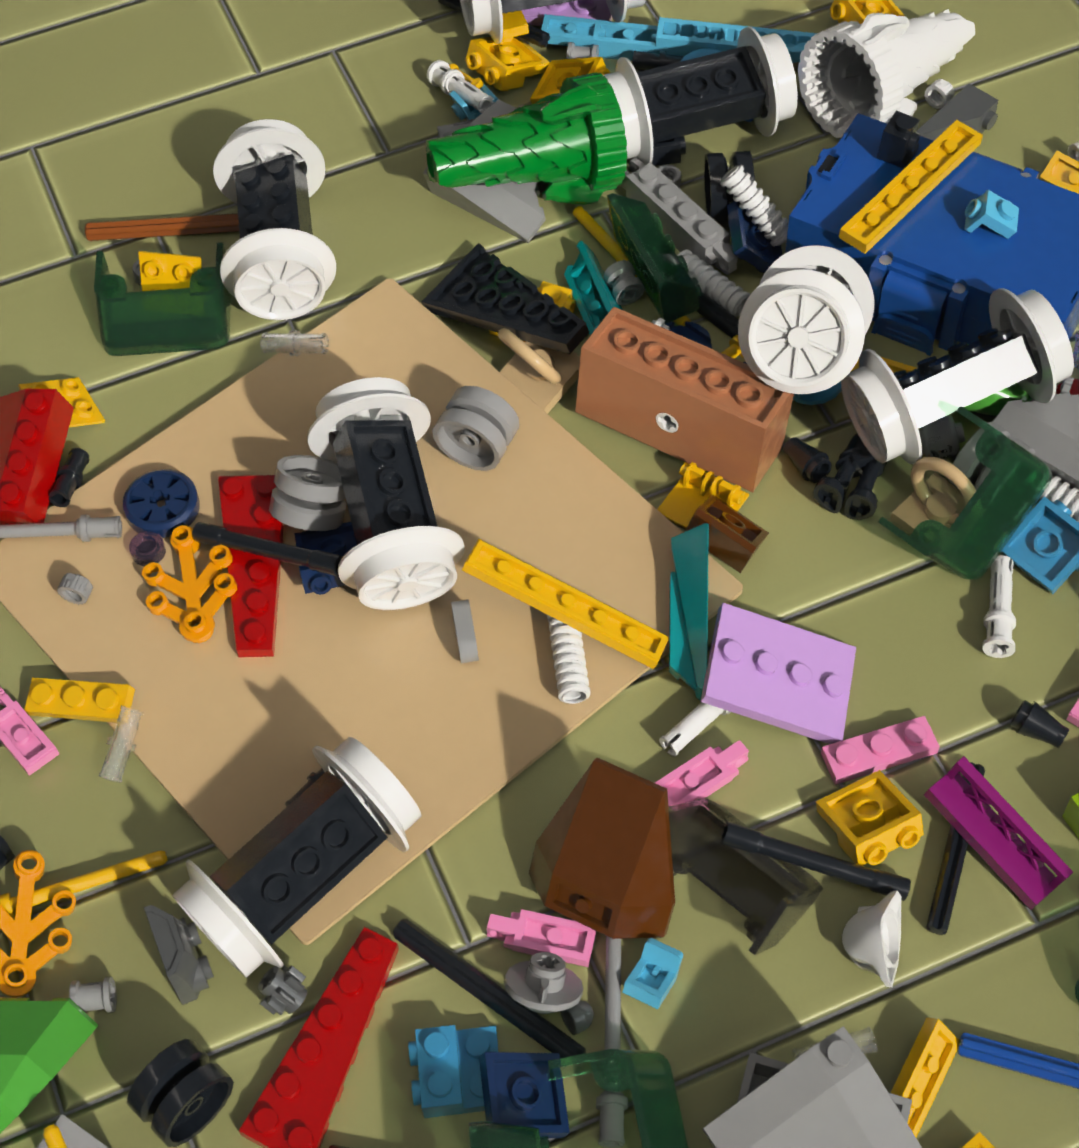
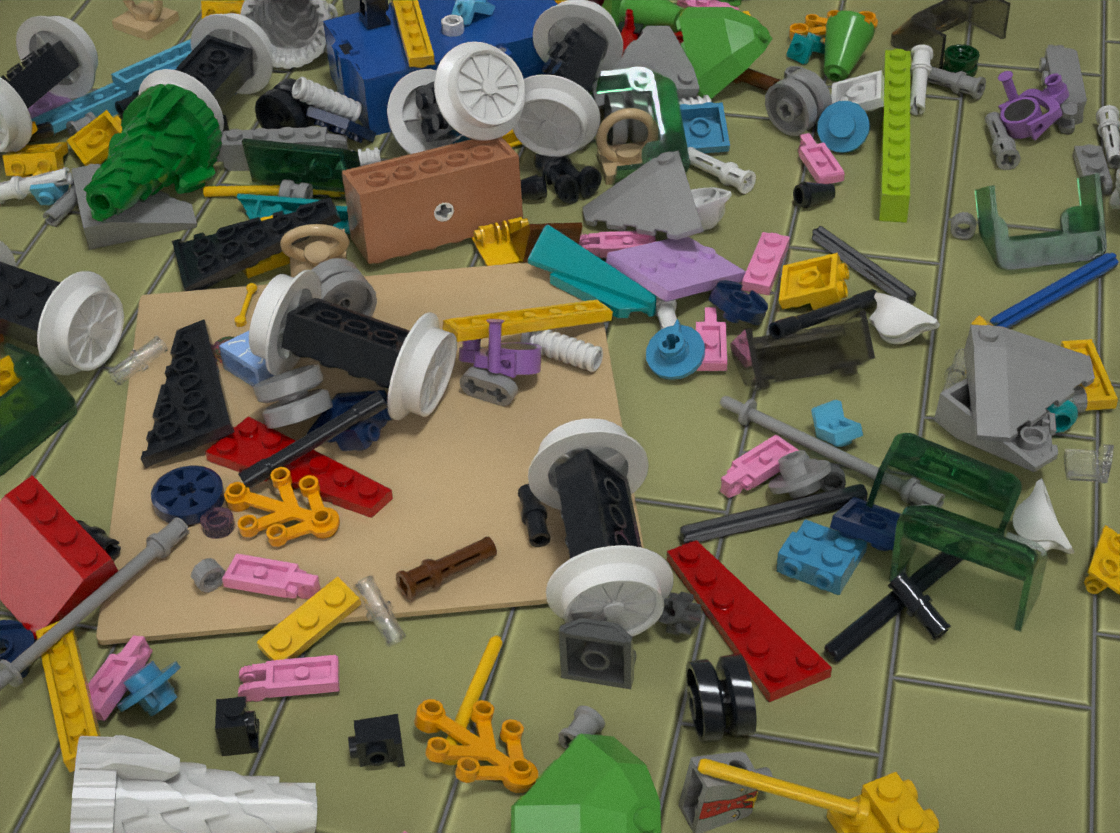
camera: 55 degrees left, 15 degrees down
(103, 634) = (270, 577): none -> bright pink hinge
(190, 754) = (433, 572): none -> reddish brown pin
(273, 416) = (192, 401): none -> black wing
(412, 374) = (240, 320): none -> yellow hinge
(511, 625) = (499, 357): none -> medium lavender piece
(609, 855) = (739, 384): reddish brown wedge -> none
(650, 752) = (675, 352): none -> dark azure piece
(756, 773) = (738, 304): none -> dark blue plate
(787, 596) = (605, 242): none -> bright pink hinge
(859, 587) = (650, 200): none -> light grey slope
(903, 628) = (710, 205): none -> white hat
(947, 213) = (452, 25): none -> white axle
(996, 834) = (871, 243): magenta fence -> none

